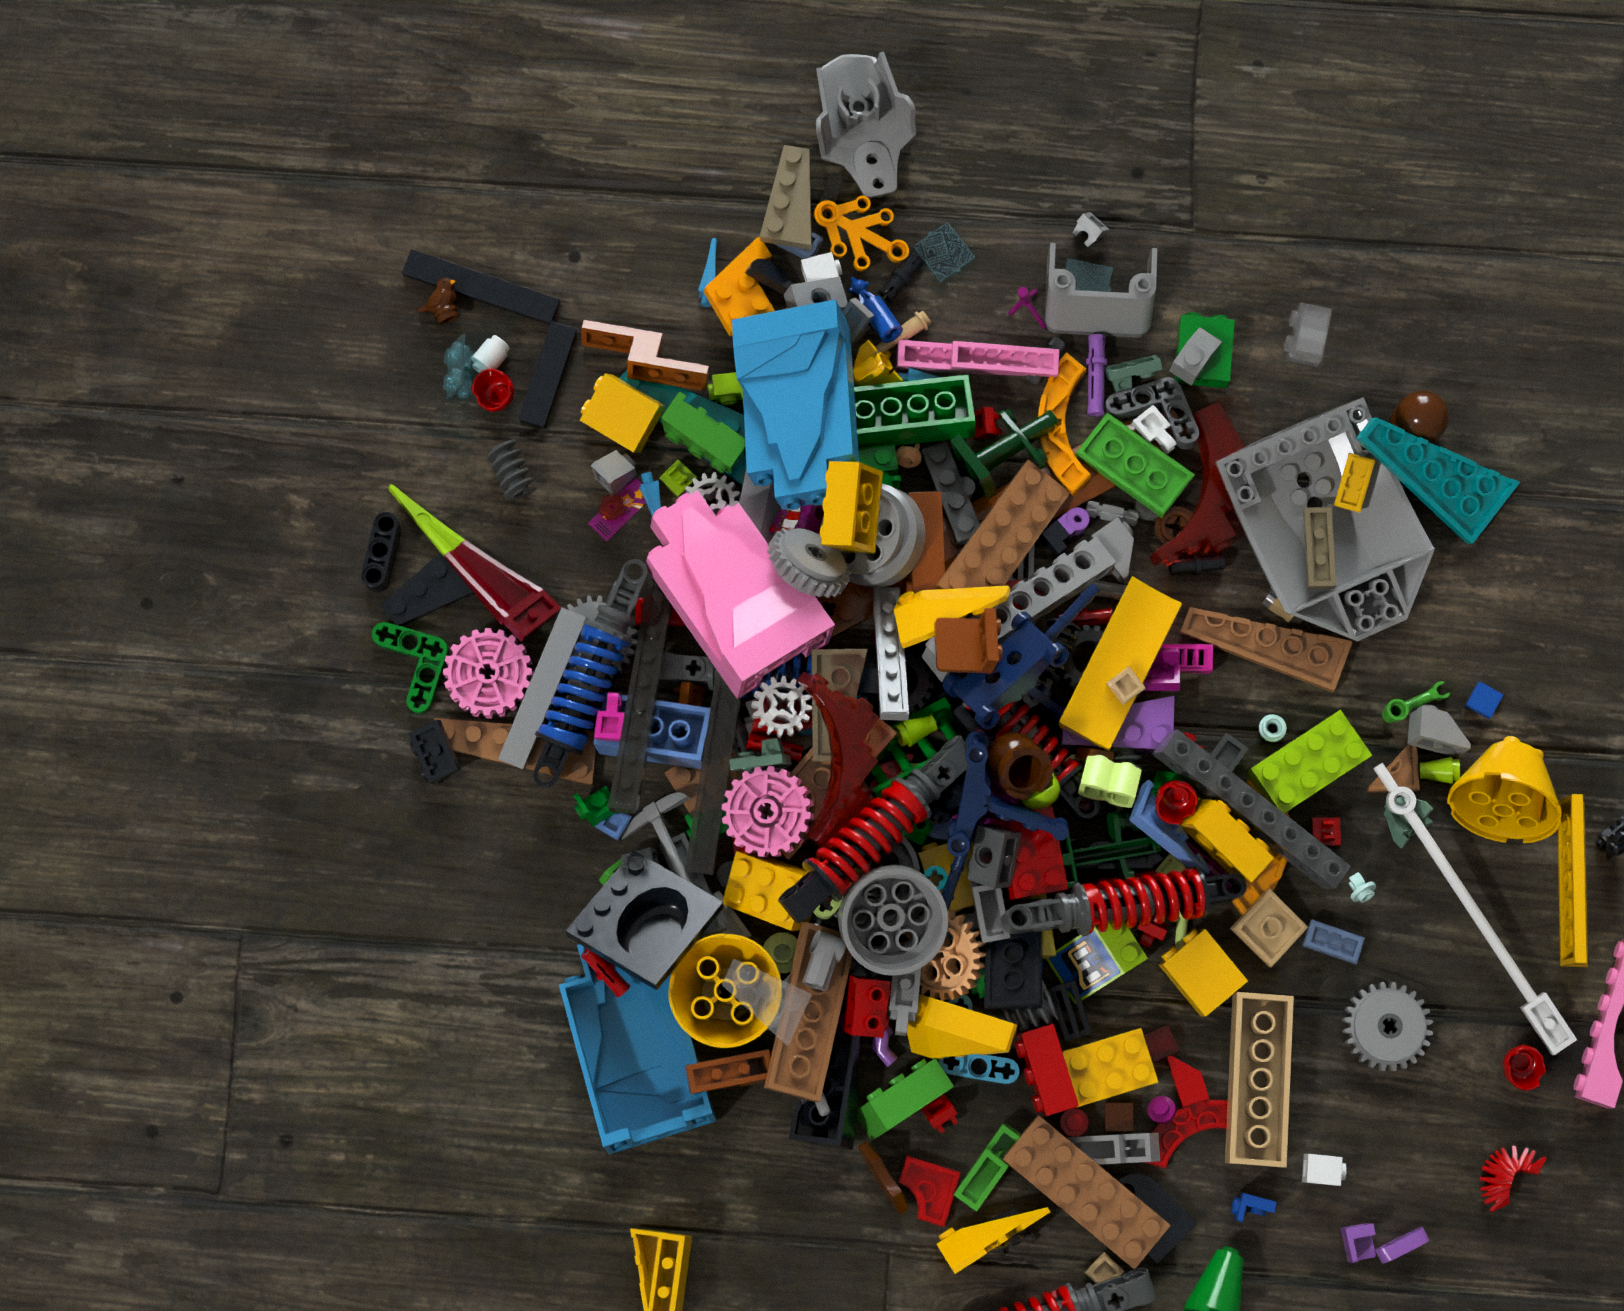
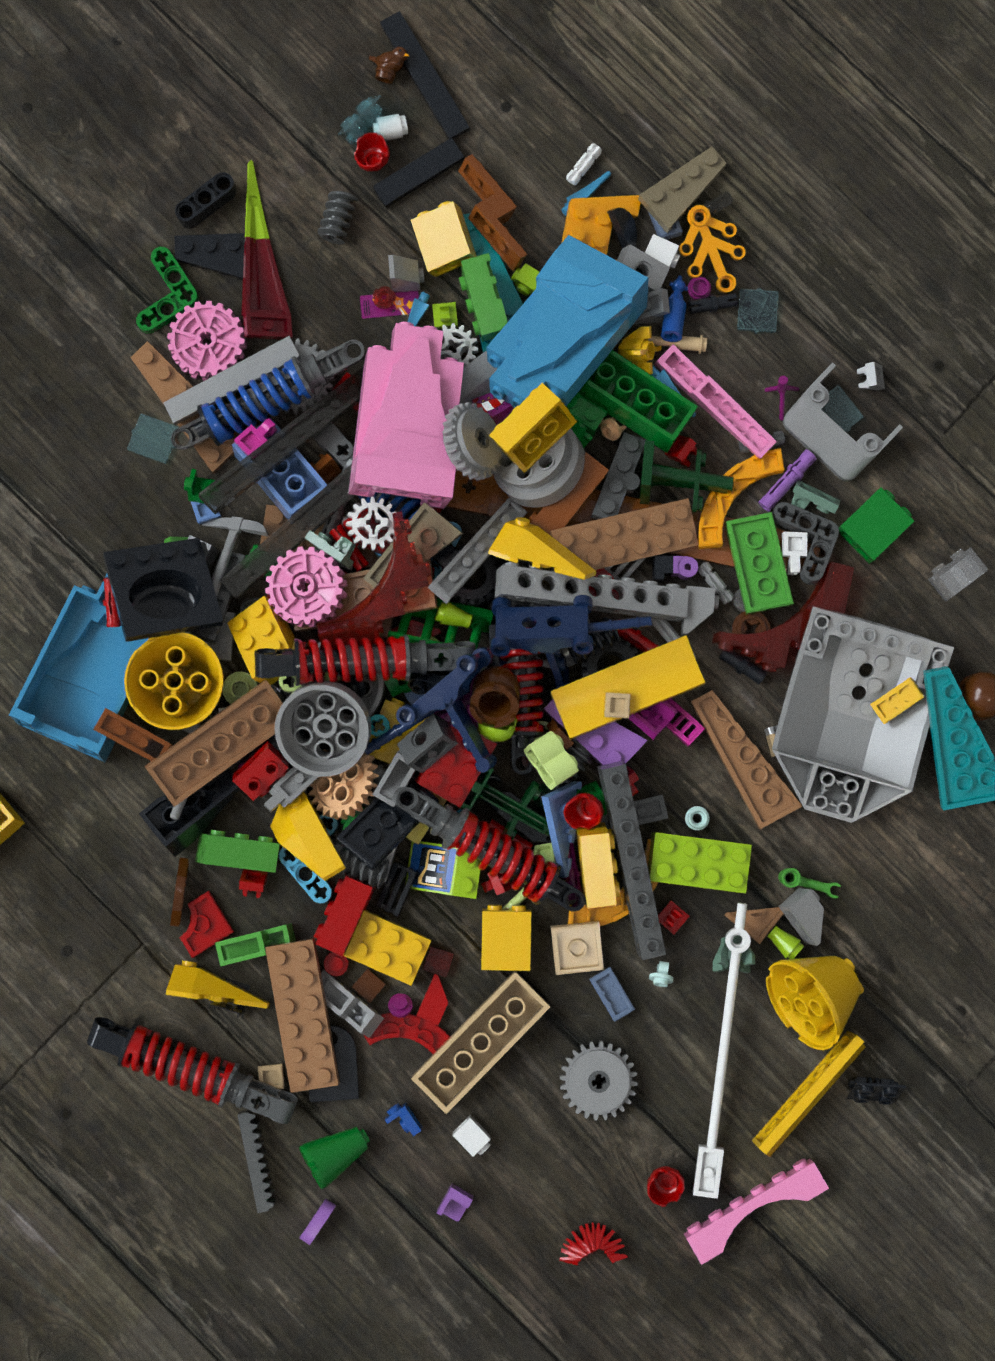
camera: 35 degrees right, 5 degrees up
(434, 752) = (126, 363): black bracket -> none
(512, 799) = (152, 438): none -> clear light blue piece
(686, 250) = (584, 164): none -> white axle
(768, 998) = (196, 711): clear wing -> none
(825, 952) = (261, 712): light grey piece -> none
(864, 120) = (778, 172): light grey piece -> none
(877, 274) = (699, 288): none -> magenta plate
(881, 1048) = (253, 806): medium lavender arm -> none
(968, 643) = (530, 586): dark orange bracket -> none
(1195, 356) = (864, 522): light grey slope -> none
(1319, 548) = (834, 724): dark tan plate -> none
(1402, 1245) = (481, 1230): medium lavender beam -> none
(1484, 700) = (857, 921): blue tile -> none

